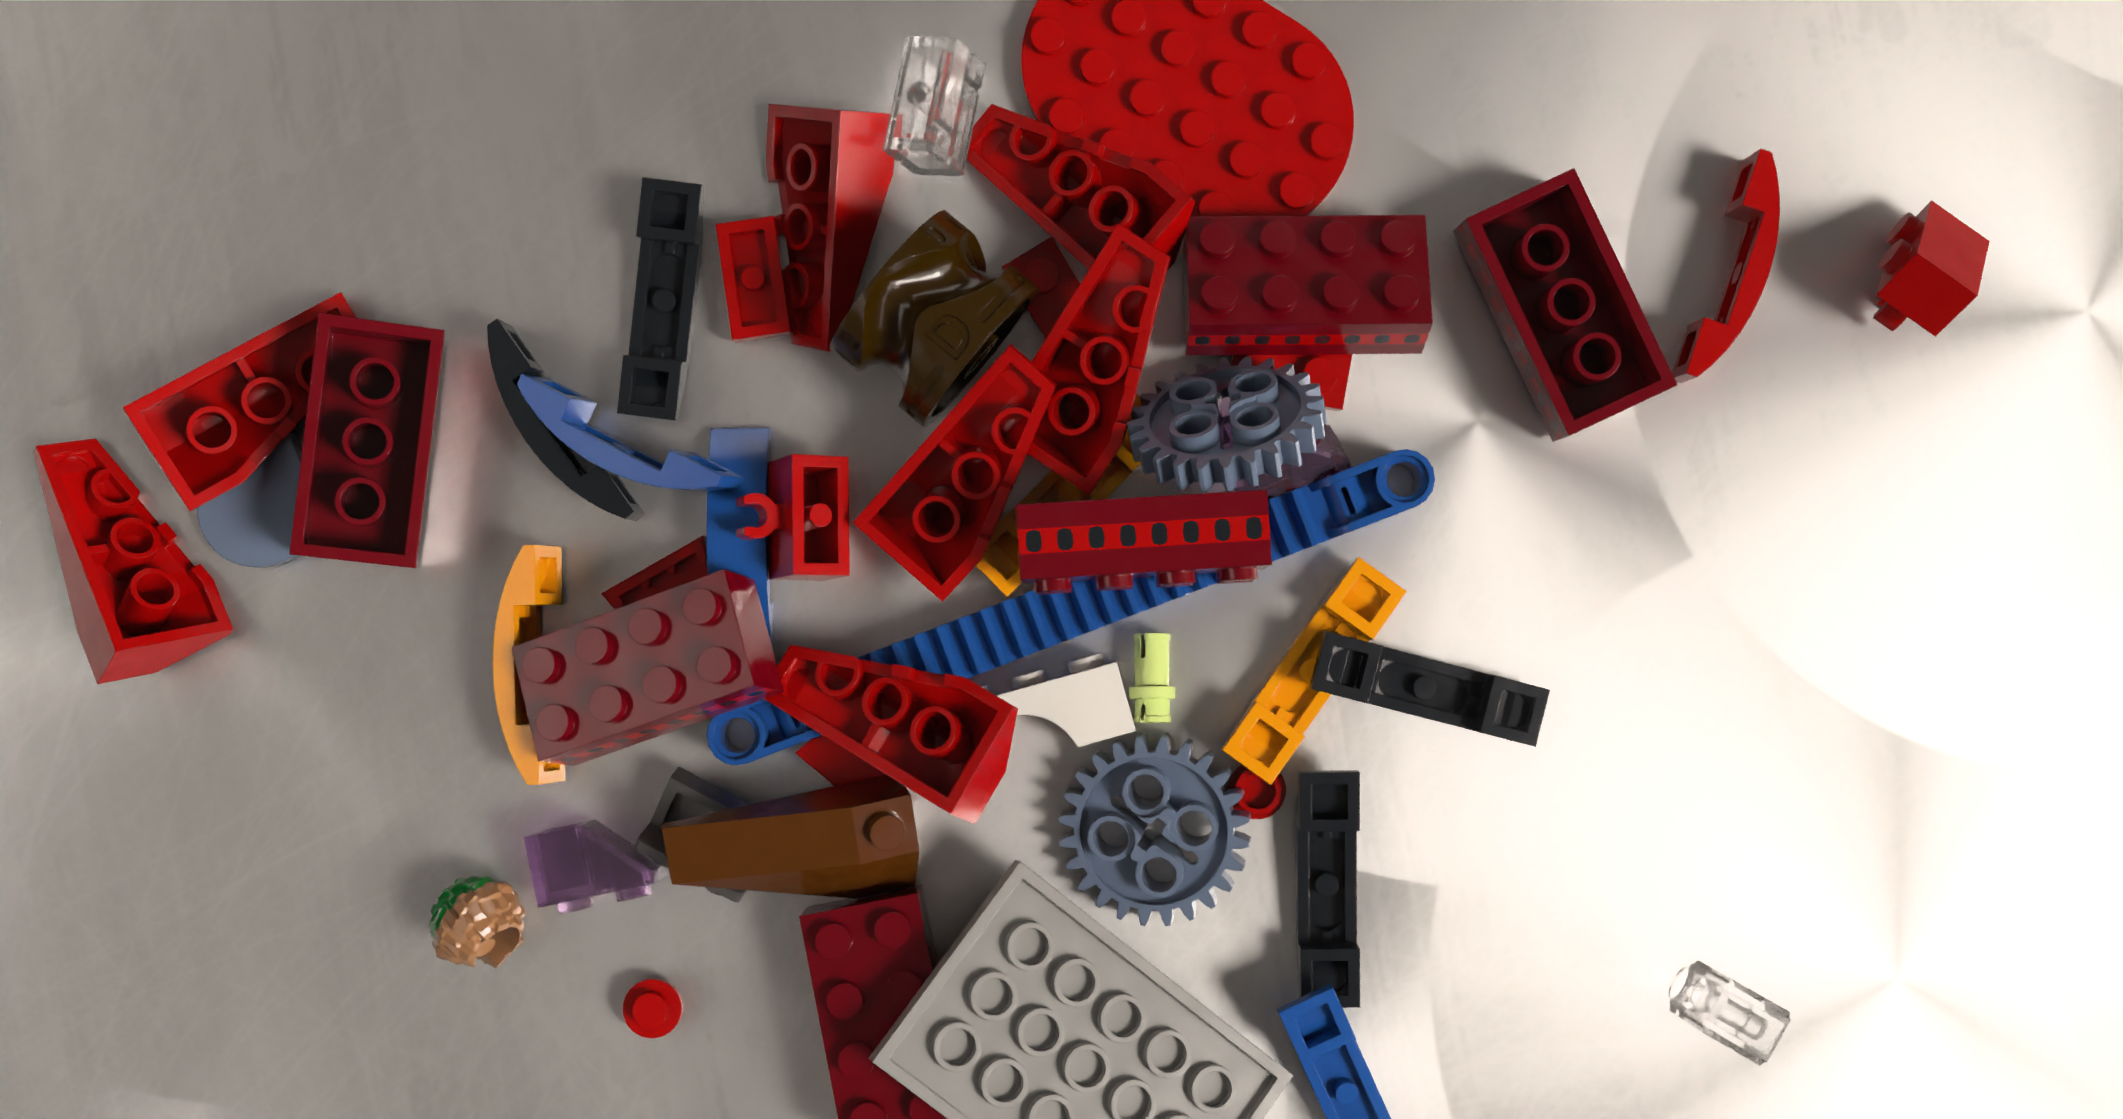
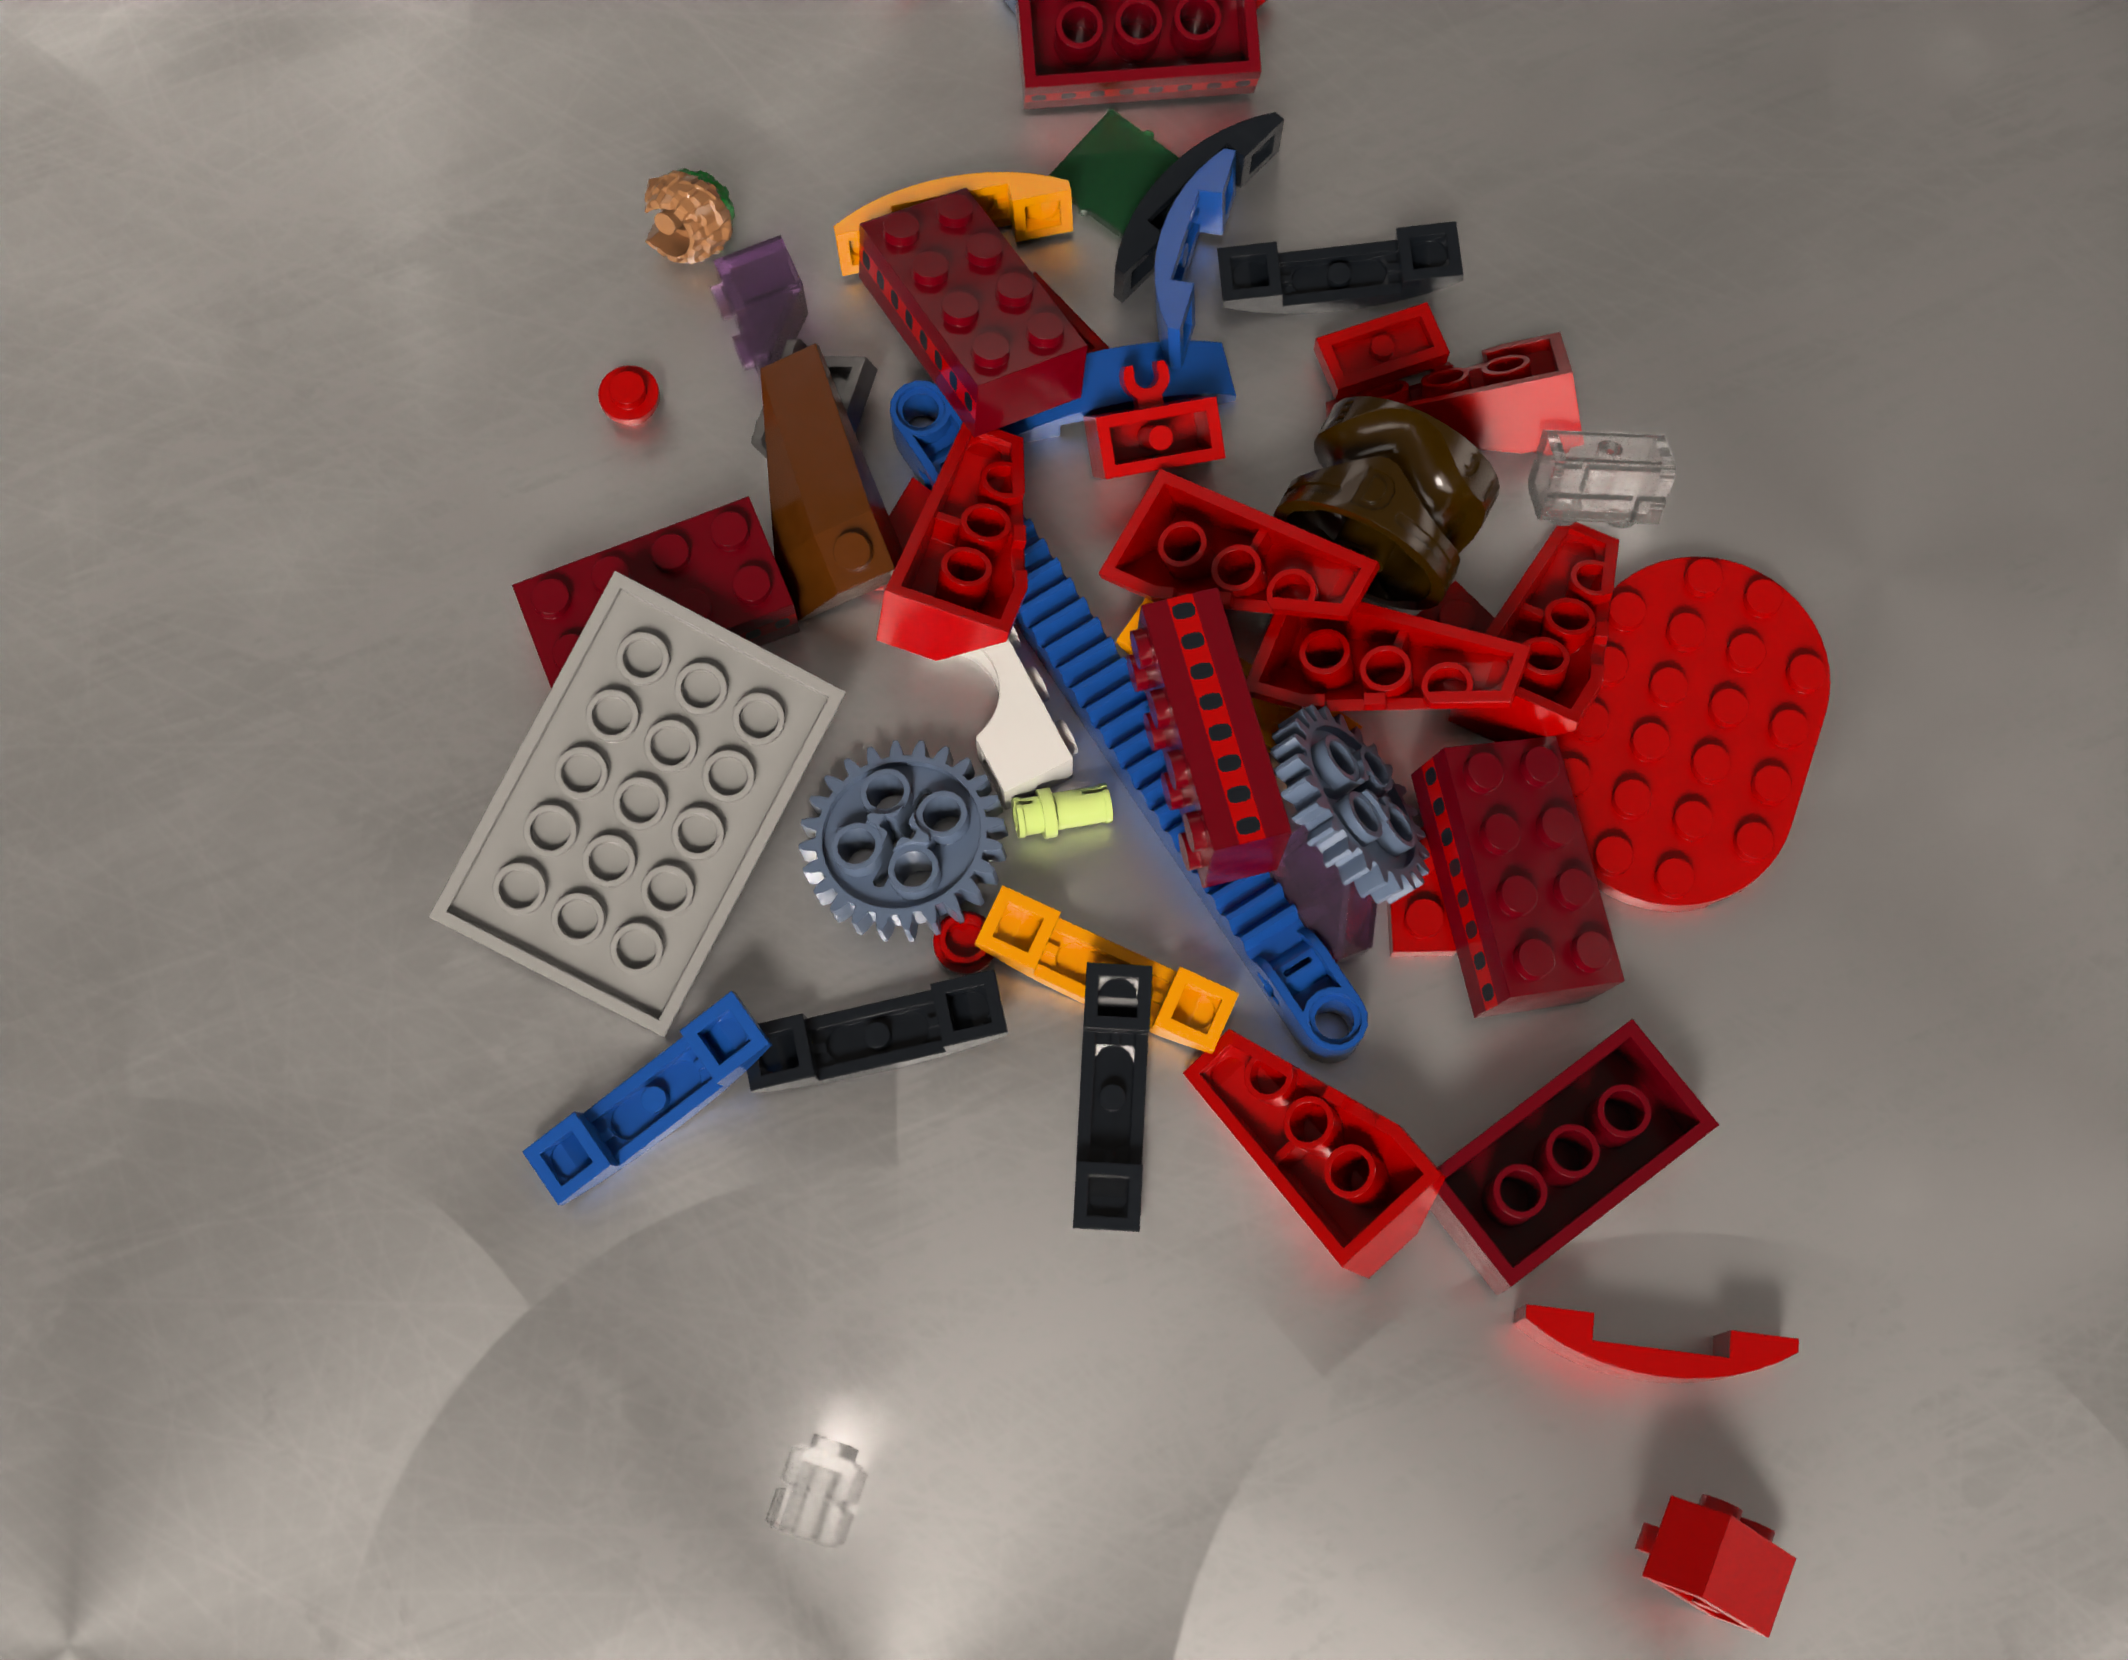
camera: 70 degrees right, 15 degrees down
(504, 491) = (1113, 170): none -> clear green piece
(1525, 514) = (1332, 1158): none -> red wedge

